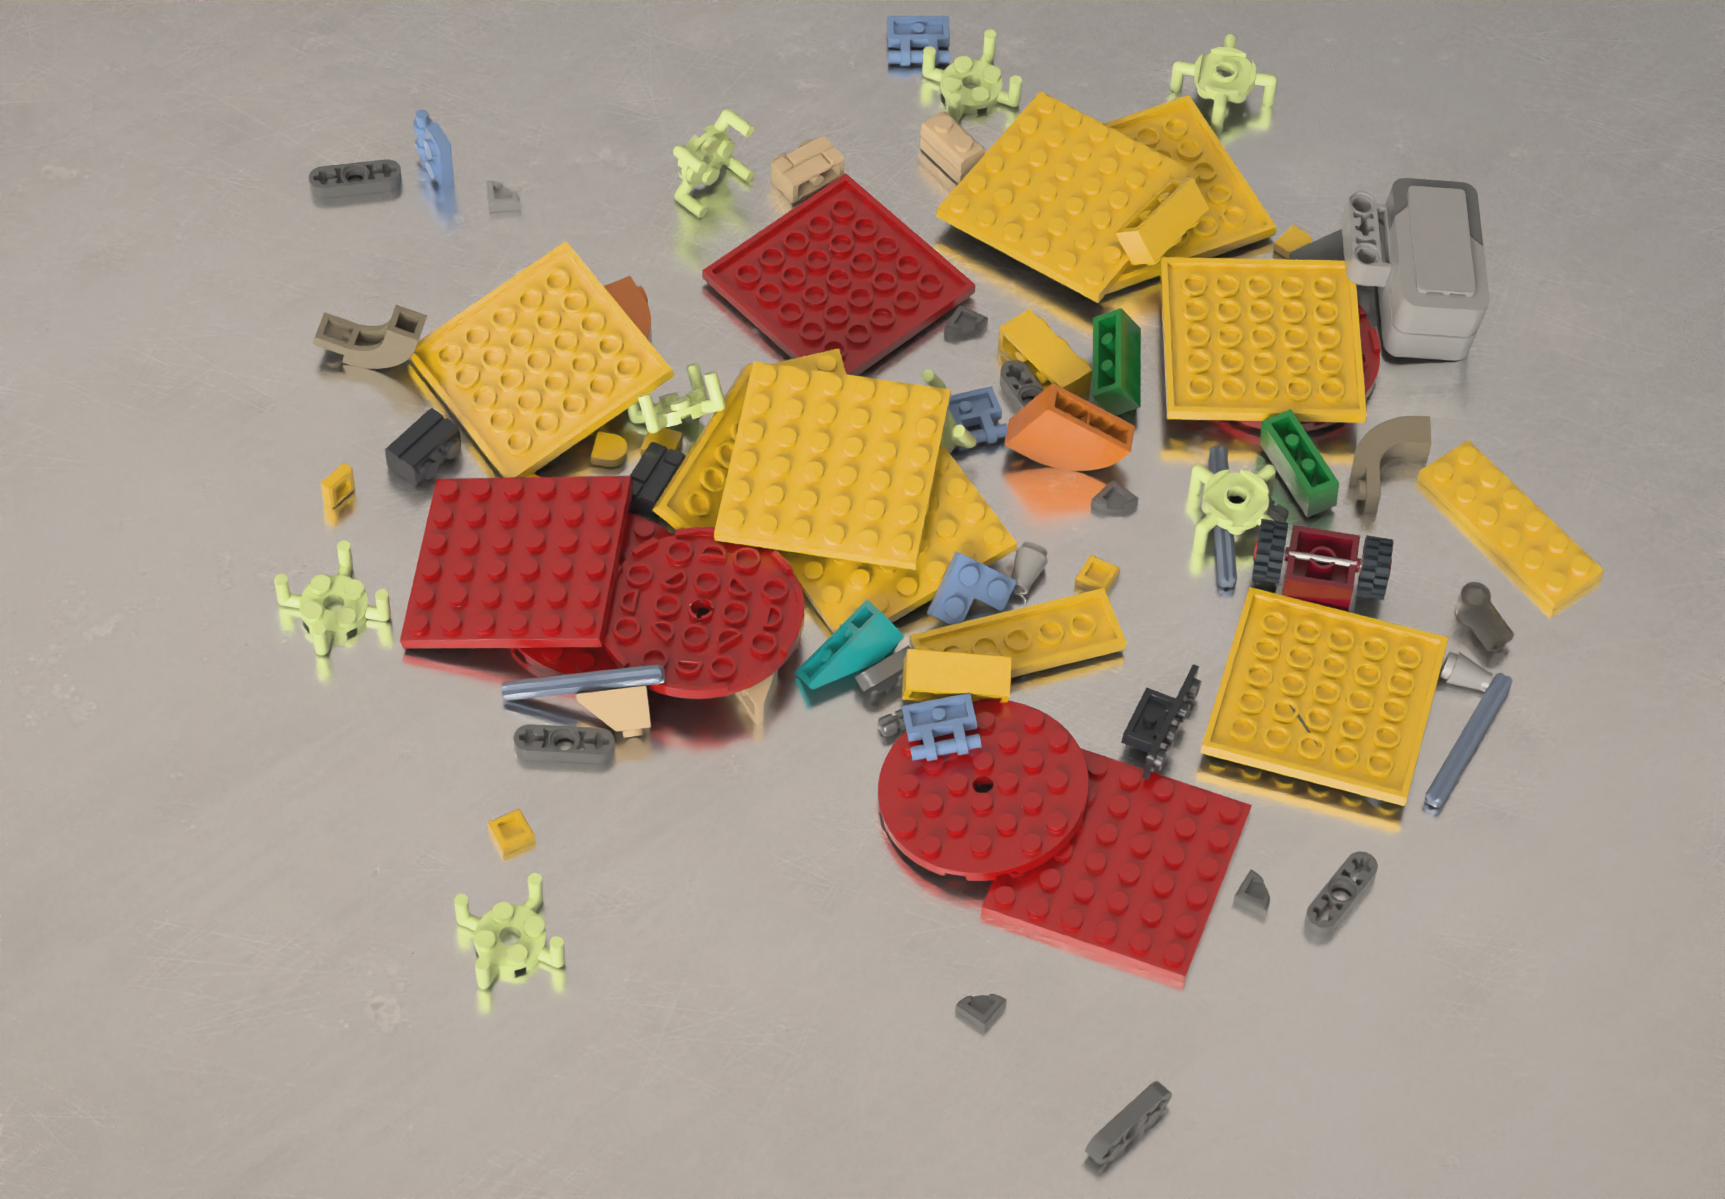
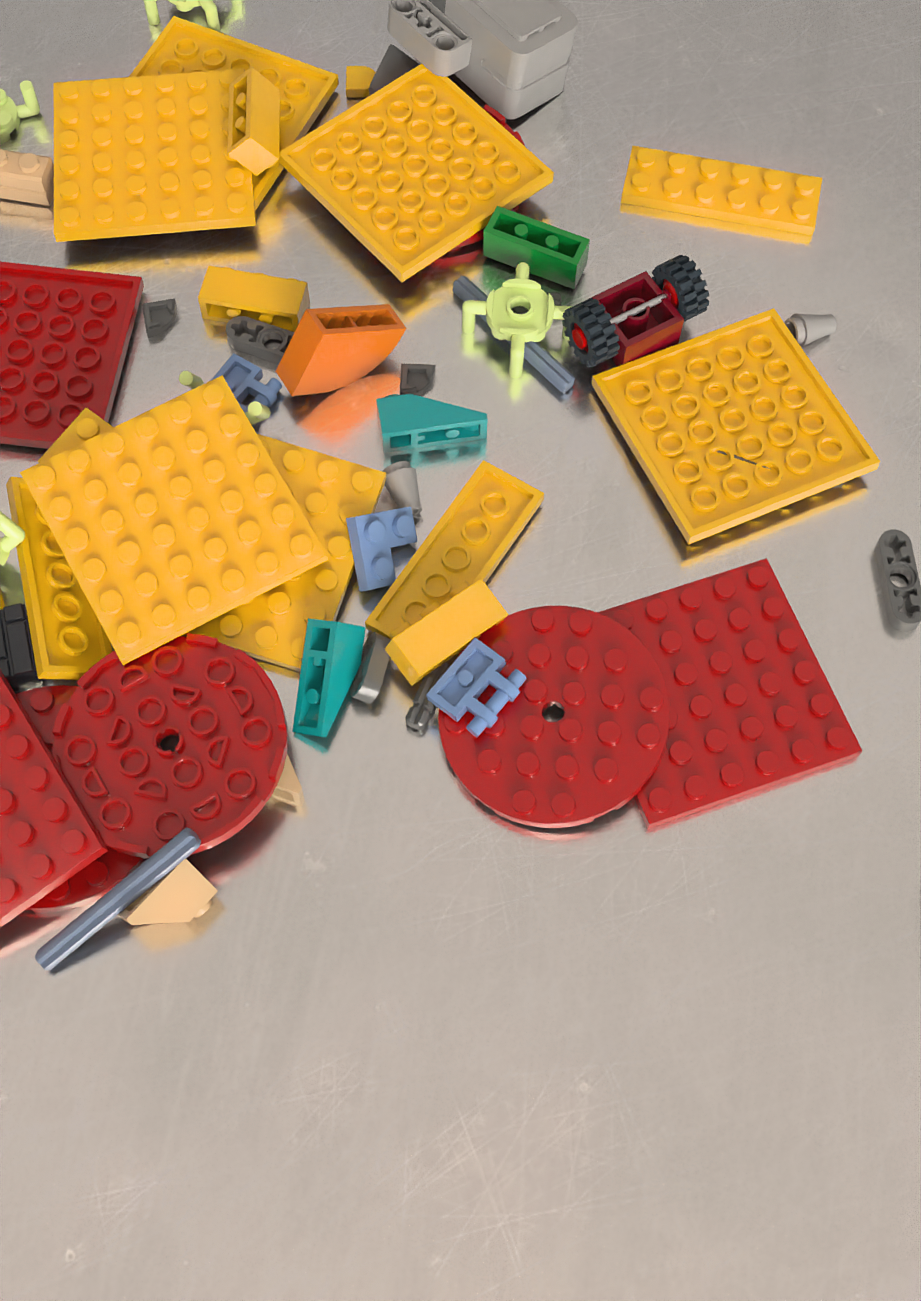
camera: 40 degrees left, 10 degrees up
(510, 918) = (238, 1213): yellowish green plate -> none
(511, 831) = (170, 1101): yellow tile -> none
(554, 733) = (127, 965): dark grey beam -> none
(981, 1009) = (733, 919): dark grey tile -> none
(1083, 529) = (422, 422): none -> teal slope
(1097, 575) = (462, 454): yellow tile -> none
(1116, 362) = (318, 262): green brick -> none
(1156, 720) = (634, 544): black bracket -> none
(1253, 894) = (836, 633): dark grey tile -> none
(1385, 444) = (586, 179): dark tan arch -> none
(1468, 740) = (863, 383): sand blue axle -> none
(1483, 616) = (770, 271): clear smoke piece -> none

